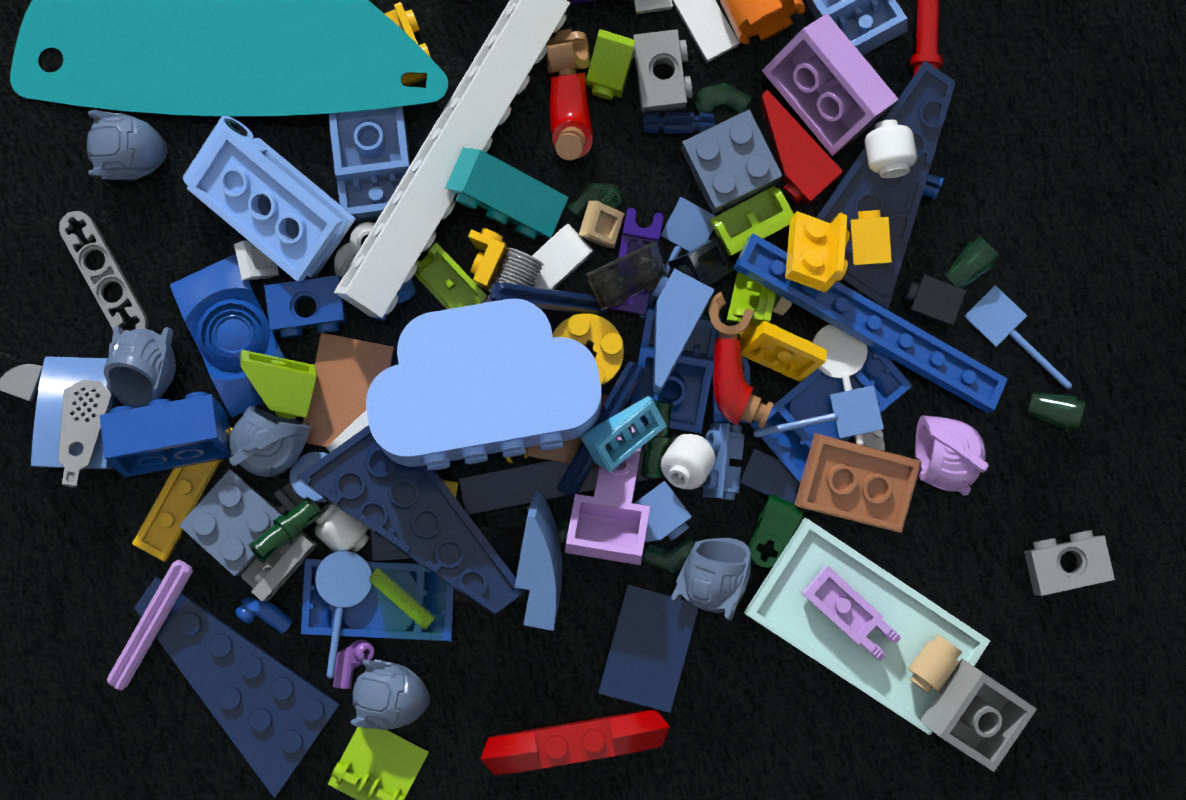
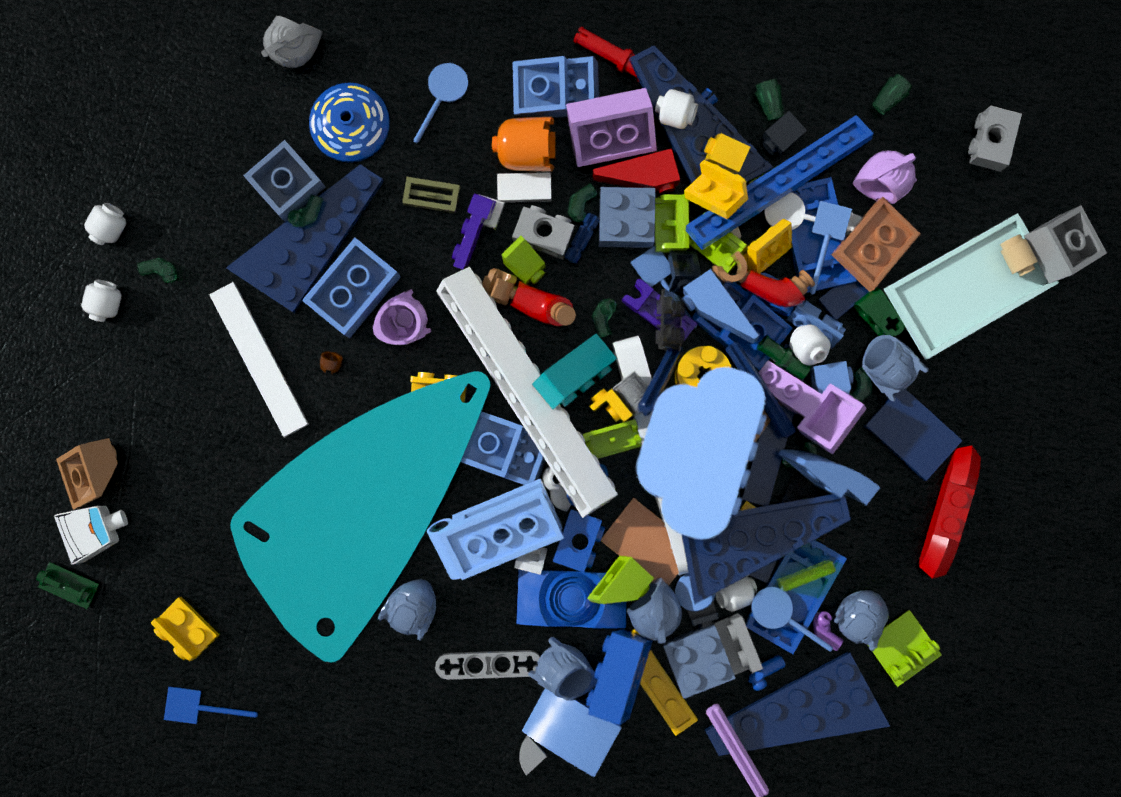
camera: 60 degrees left, 0 degrees up
(80, 431) = (589, 731): light grey piece -> none
(285, 530) = (723, 629): dark green pin -> none
(601, 224) = (623, 321): tan tile -> none
(617, 425) = (775, 383): medium azure slope -> none
(848, 610) = (958, 291): lavender hinge -> none
(997, 318) = (812, 102): medium blue piece -> none

